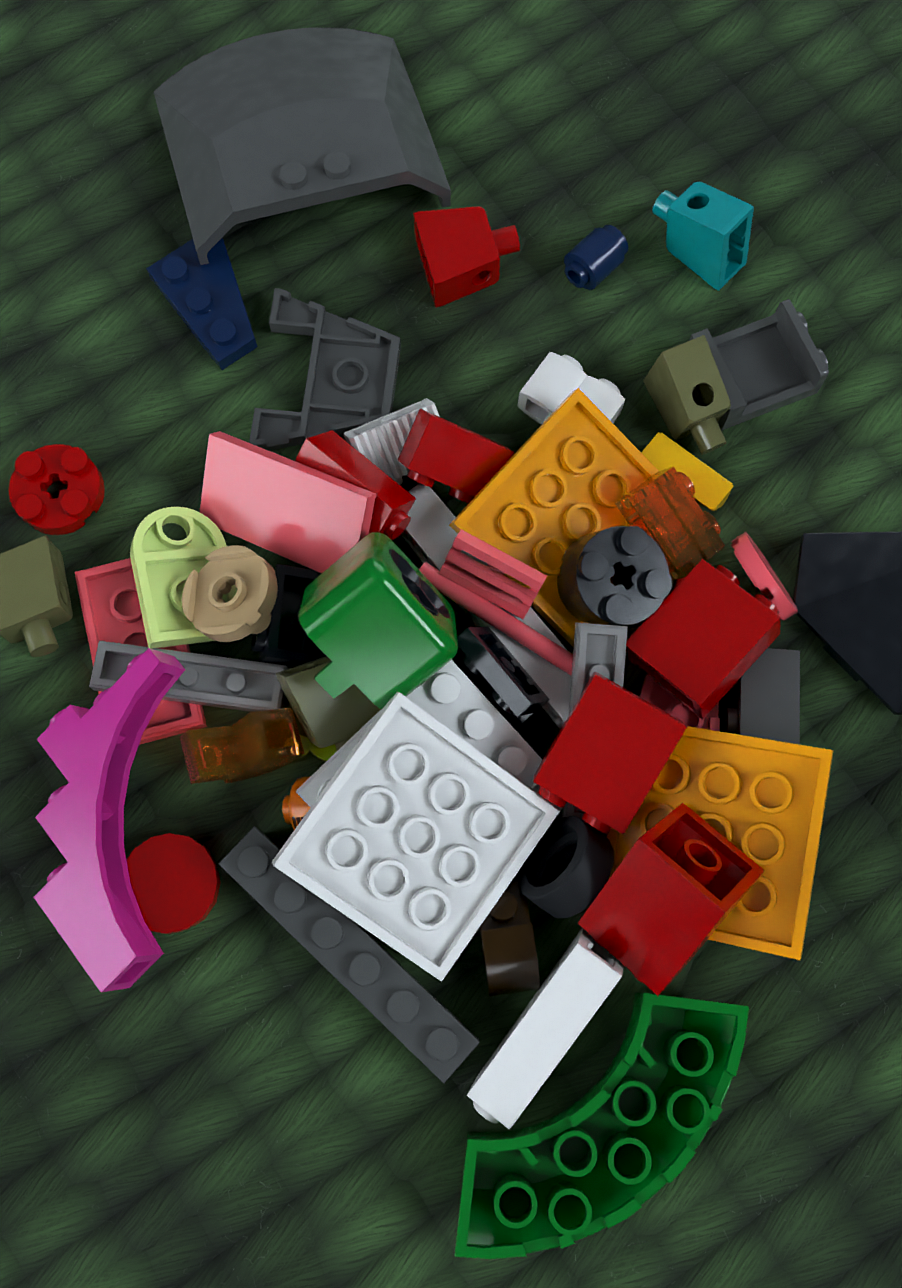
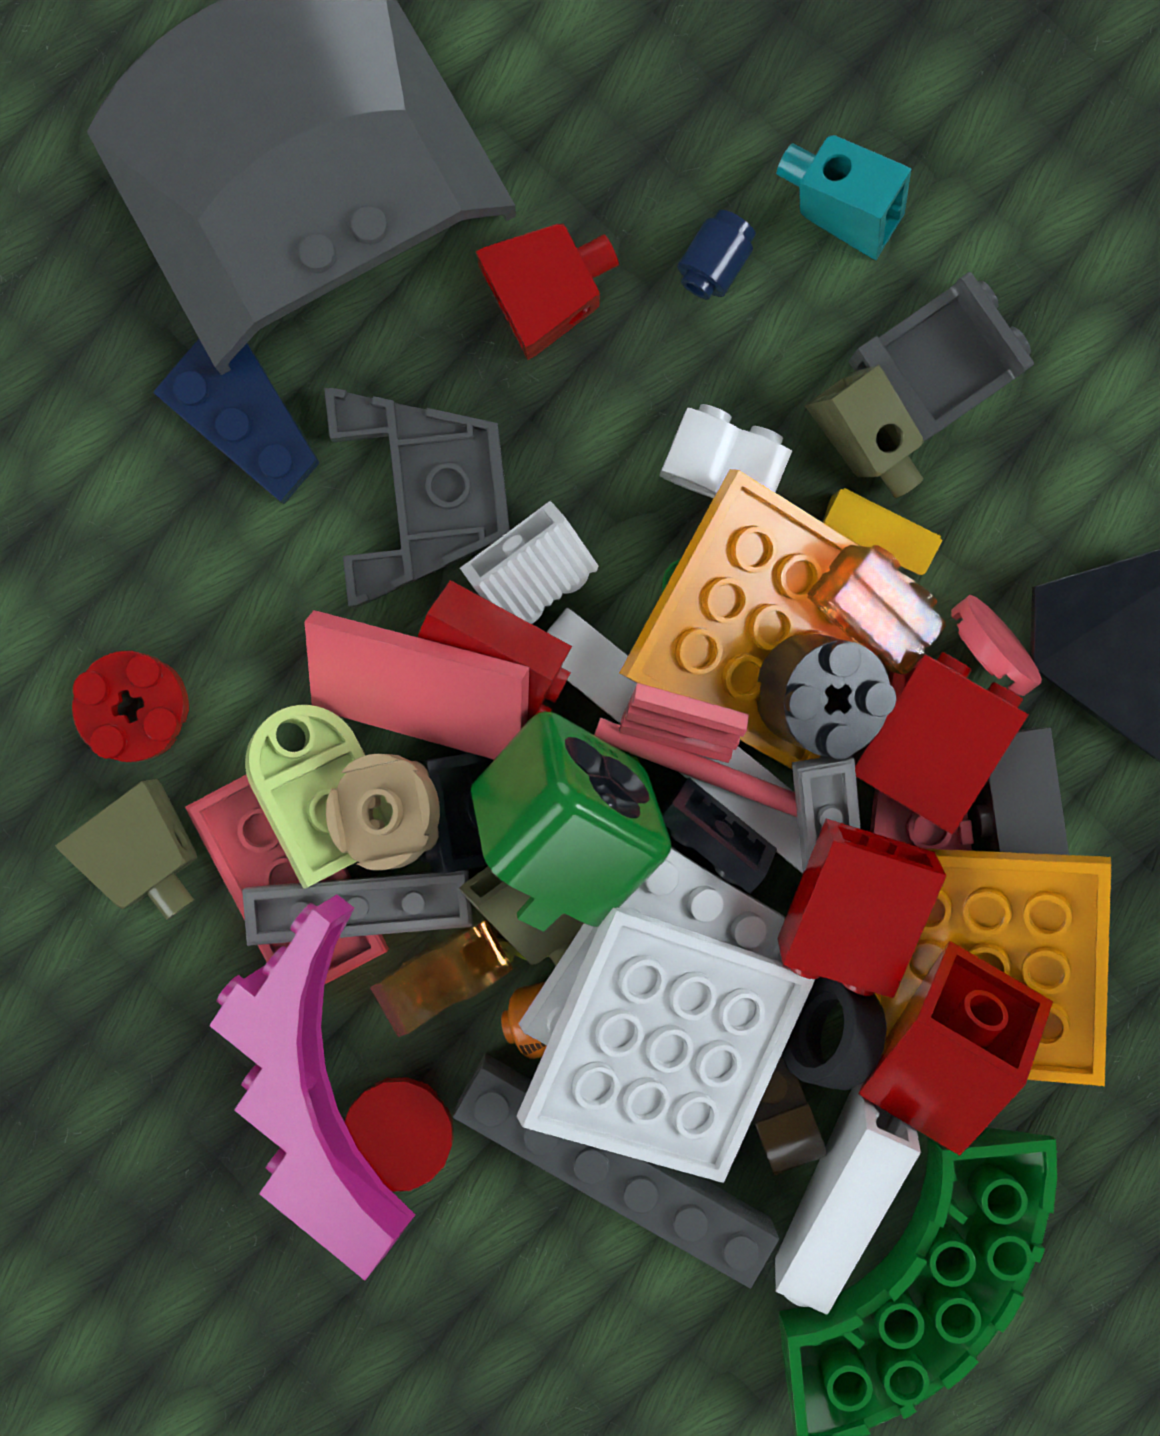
camera: 10 degrees left, 15 degrees up
(451, 456) = (603, 578): red brick -> none

